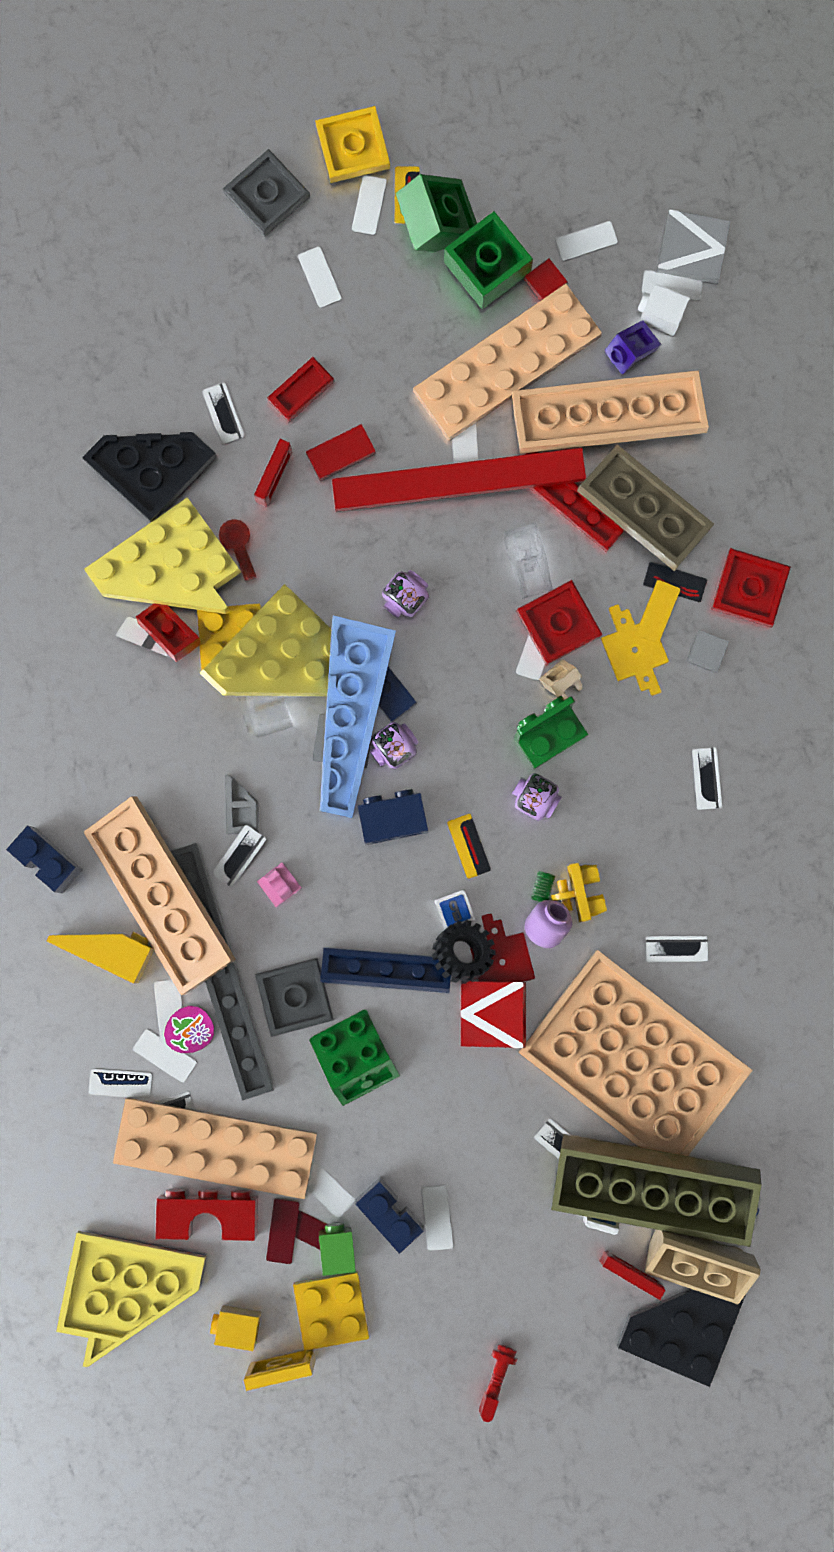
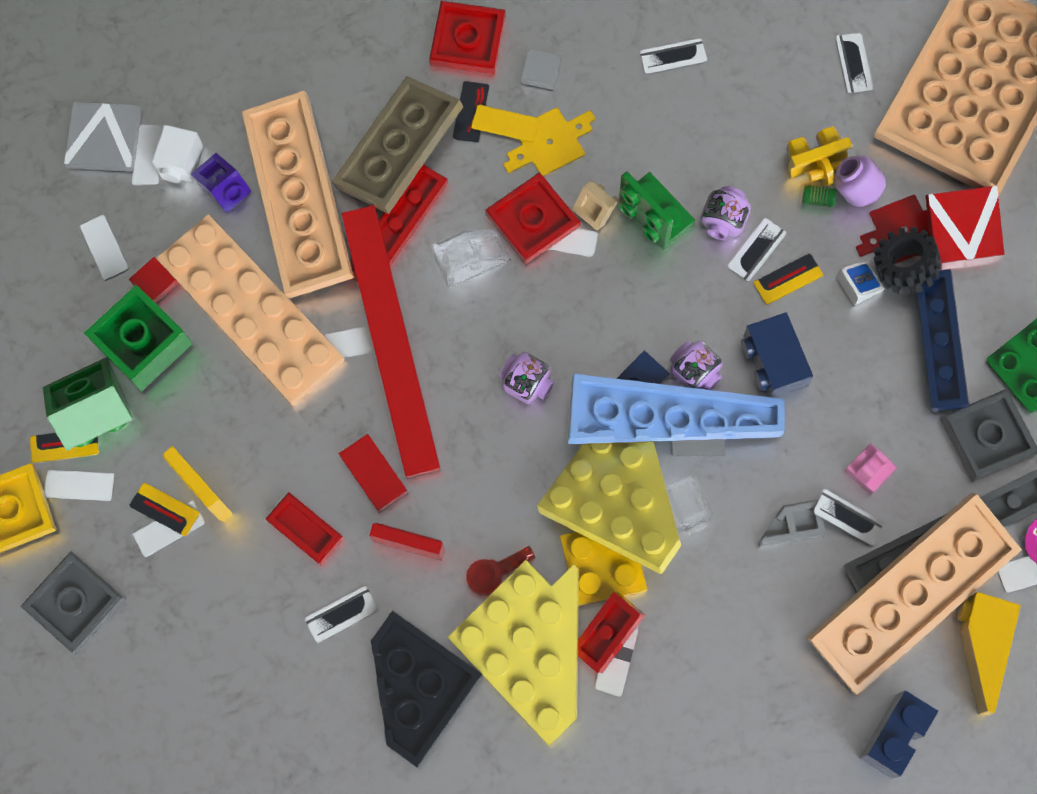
camera: 95 degrees left, 10 degrees down
(336, 274) = (164, 509): none -> sticker
(346, 298) = (196, 484): none -> yellow tile
(501, 822) = (756, 249): none -> sticker

